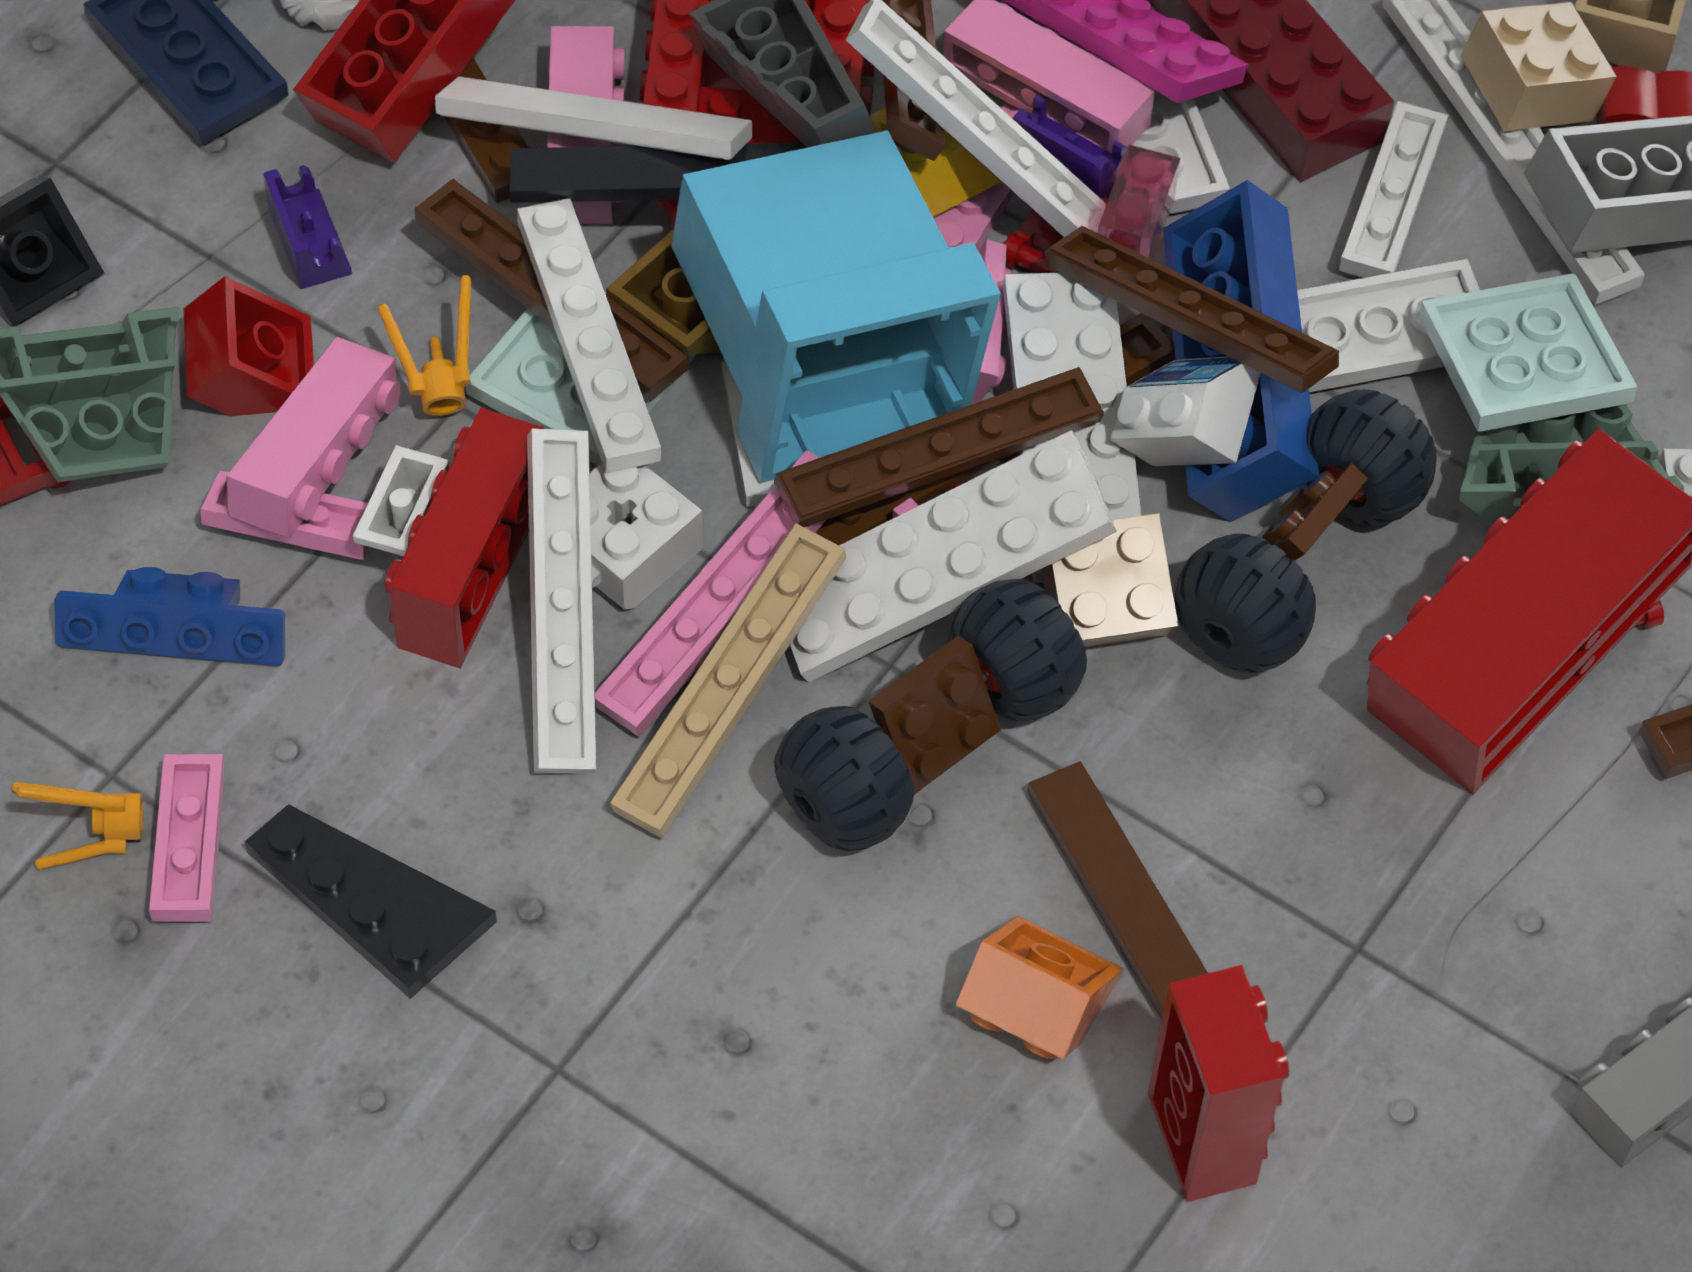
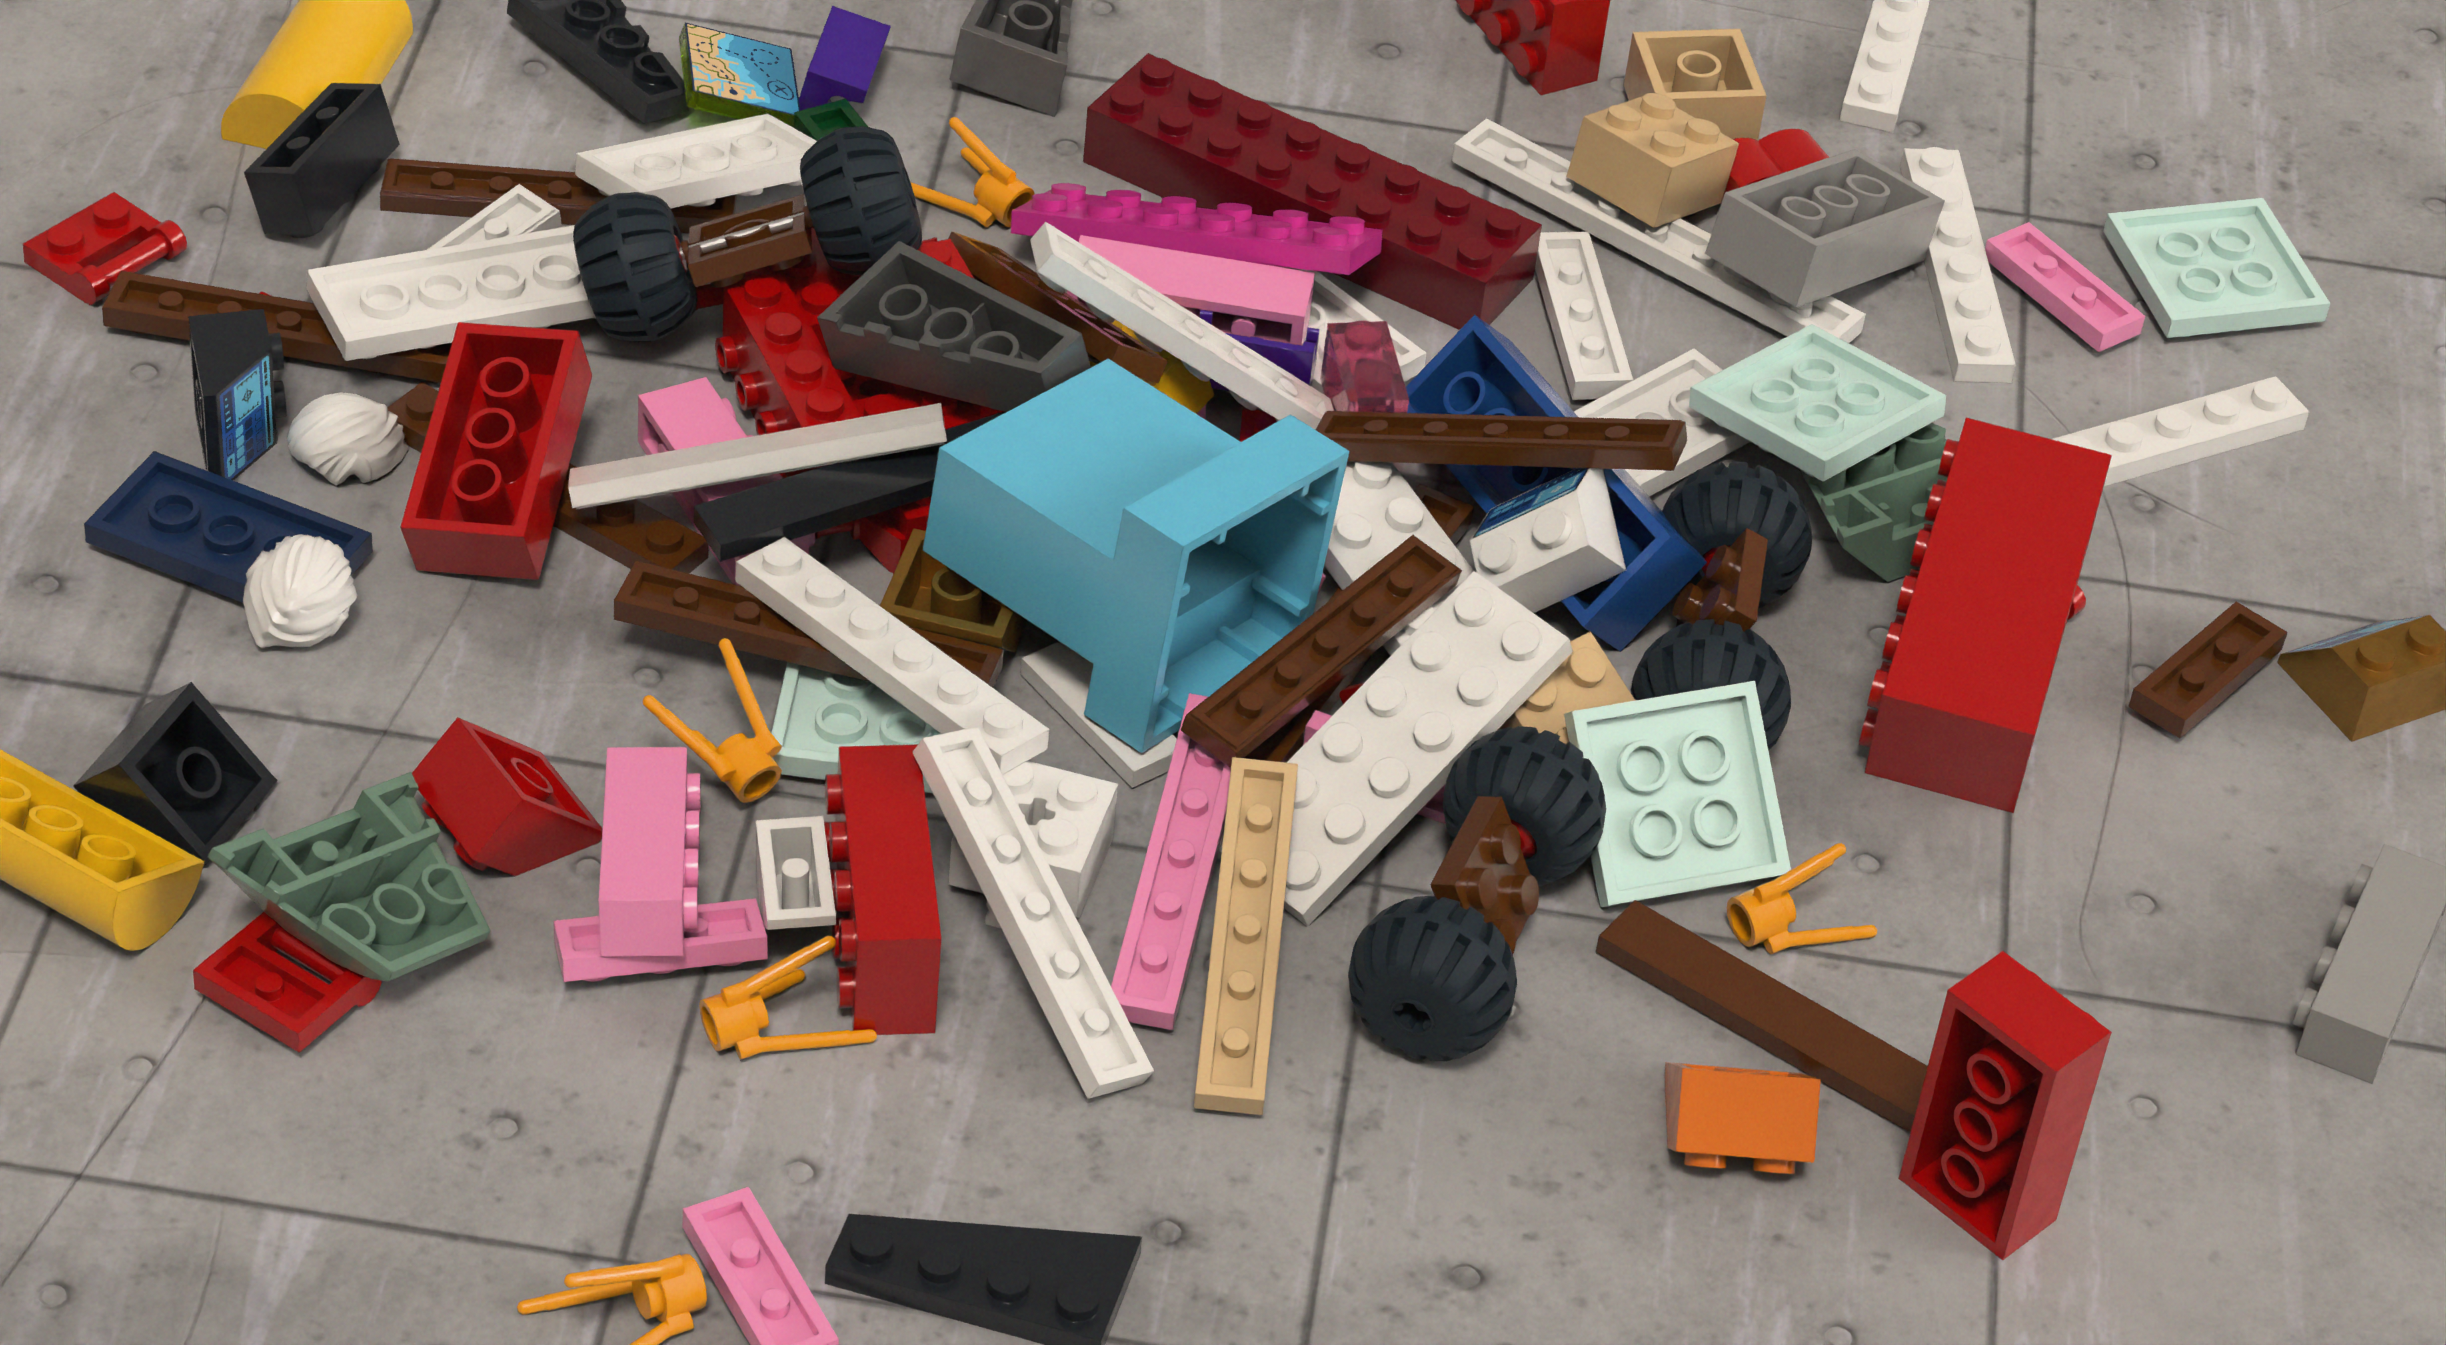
camera: 30 degrees left, 15 degrees down
(173, 618) = (597, 1081): blue bracket -> none
(200, 117) = (298, 592): none -> white hair
(306, 229) = (481, 671): dark purple hinge -> none
(312, 600) = (740, 1012): none -> light orange plant
(1160, 683) = (1682, 793): none -> light aqua plate
(1183, 811) = (1769, 909): none -> light orange plant

